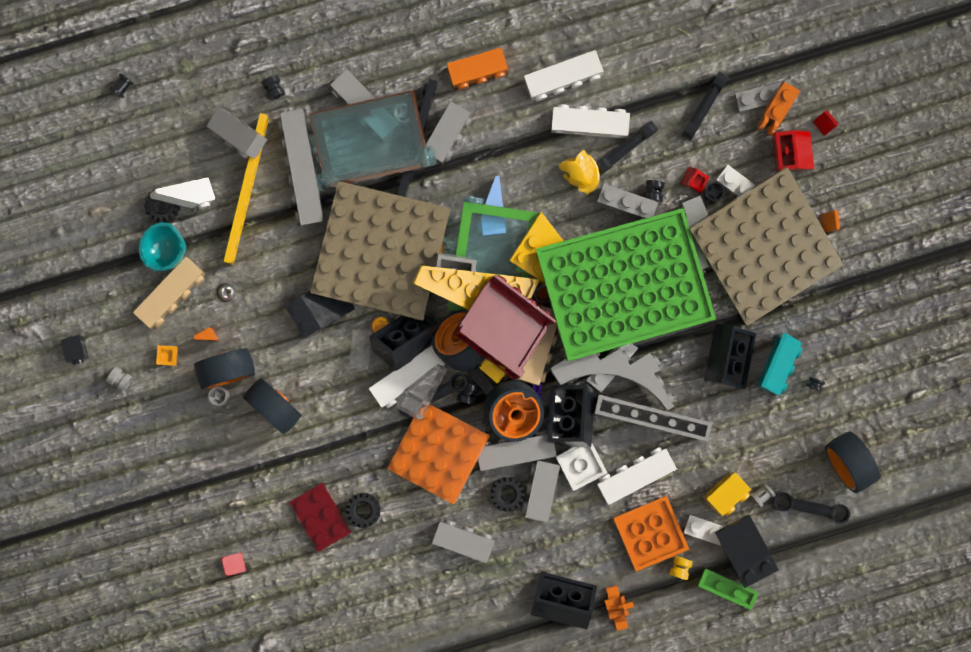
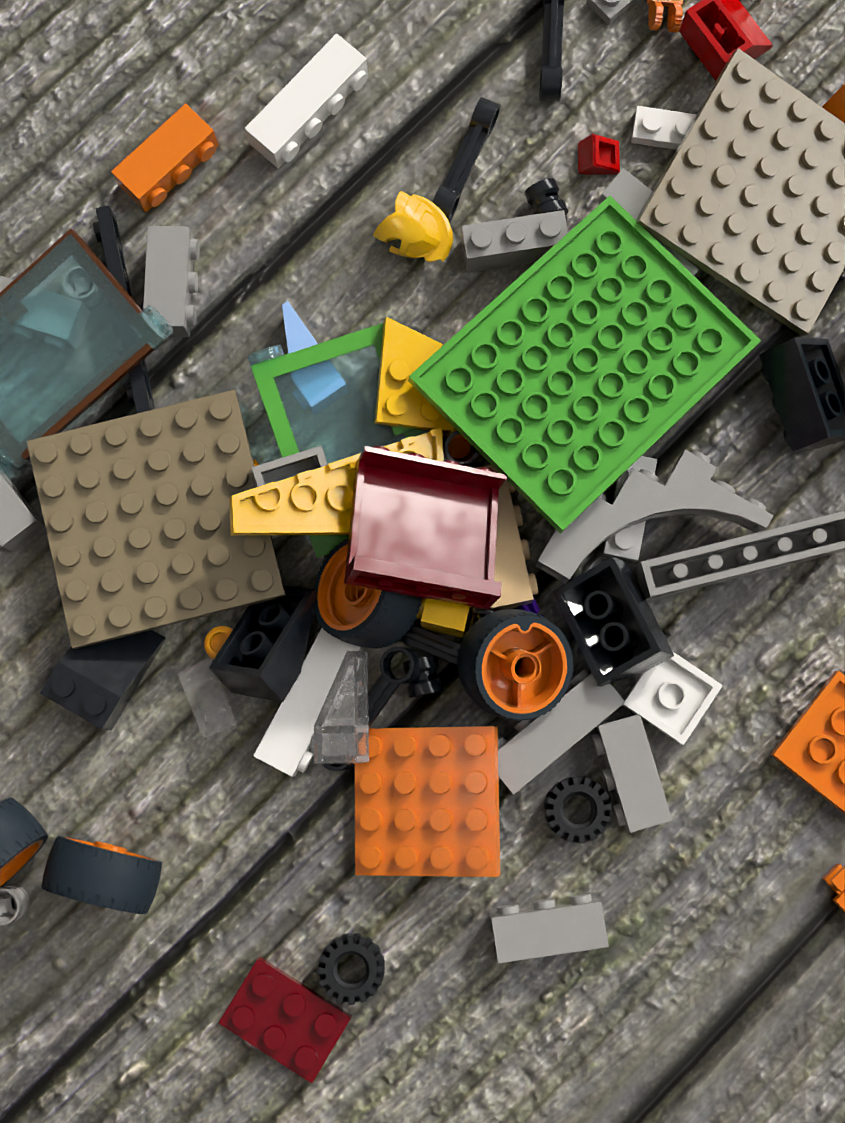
camera: 30 degrees left, 5 degrees down
(564, 600) = (770, 938): black slope -> none
(590, 122) = (388, 149): white brick -> none
(636, 476) = (771, 664): white brick -> none
(714, 189) = (644, 150): black wheel -> none

